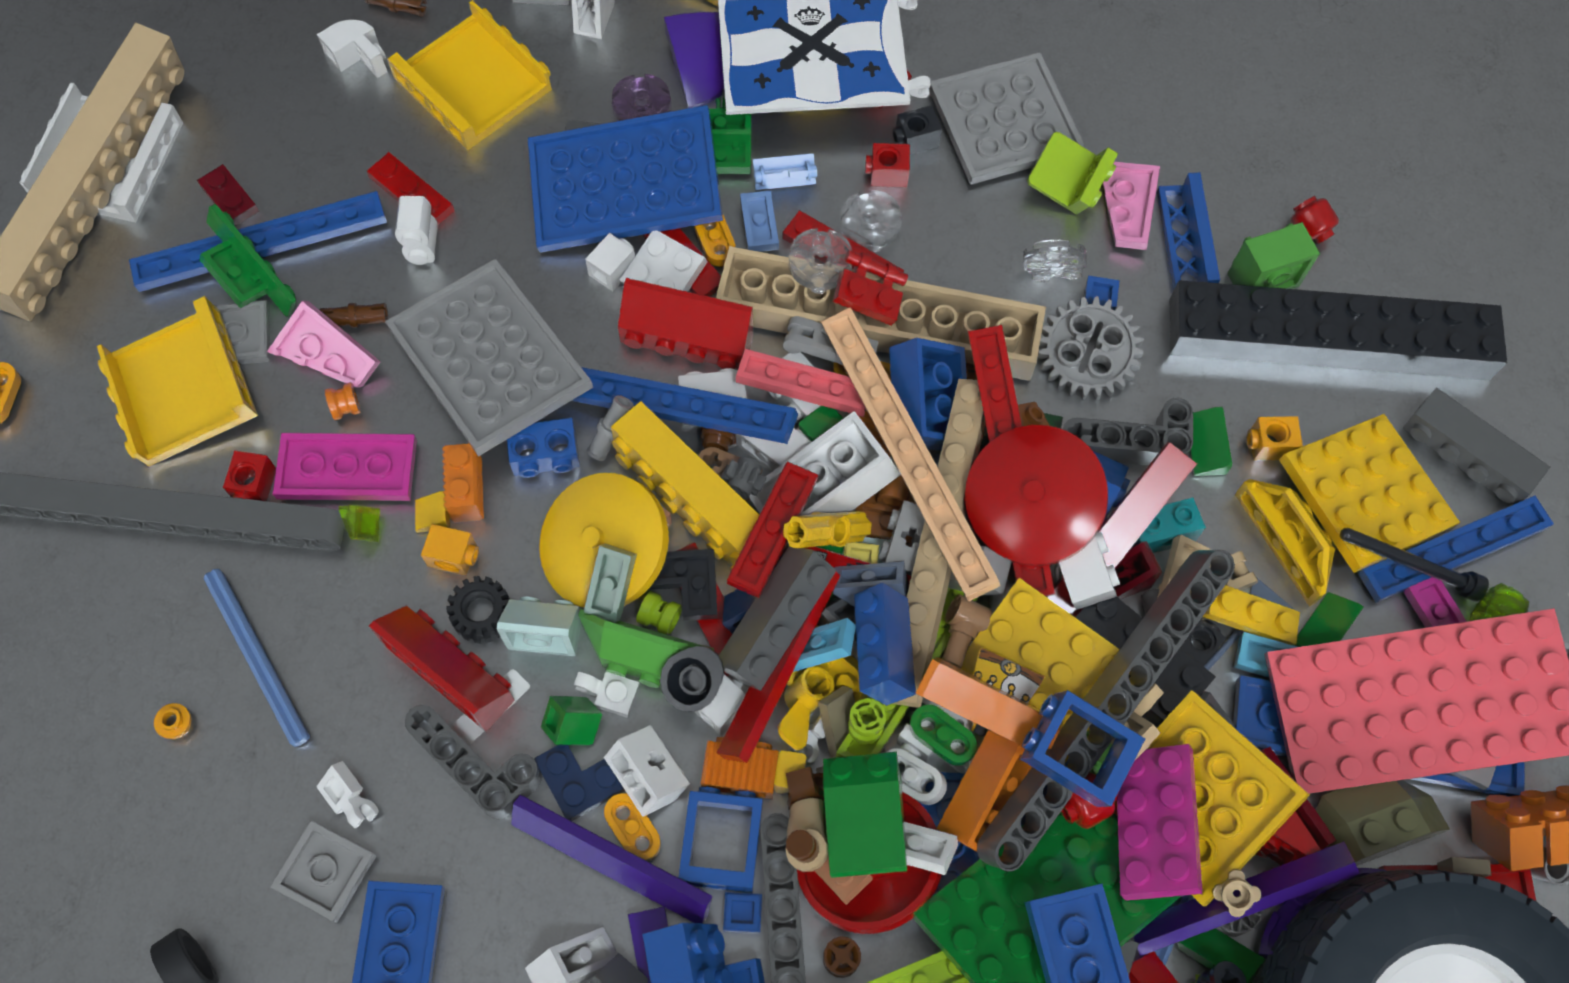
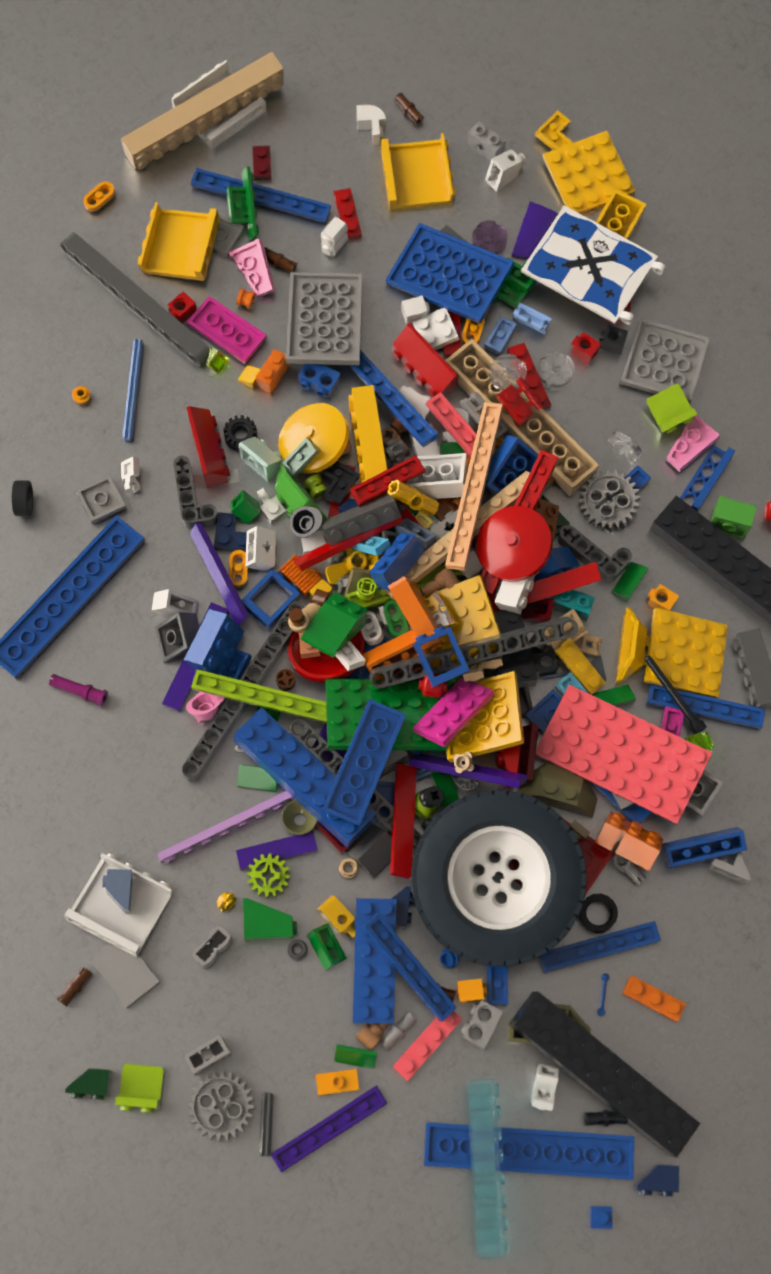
camera: 35 degrees right, 5 degrees up
(450, 550) = (245, 398): light orange brick -> none
(603, 439) = (343, 395): light grey pin -> none
(742, 913) = (258, 635): blue tile -> none

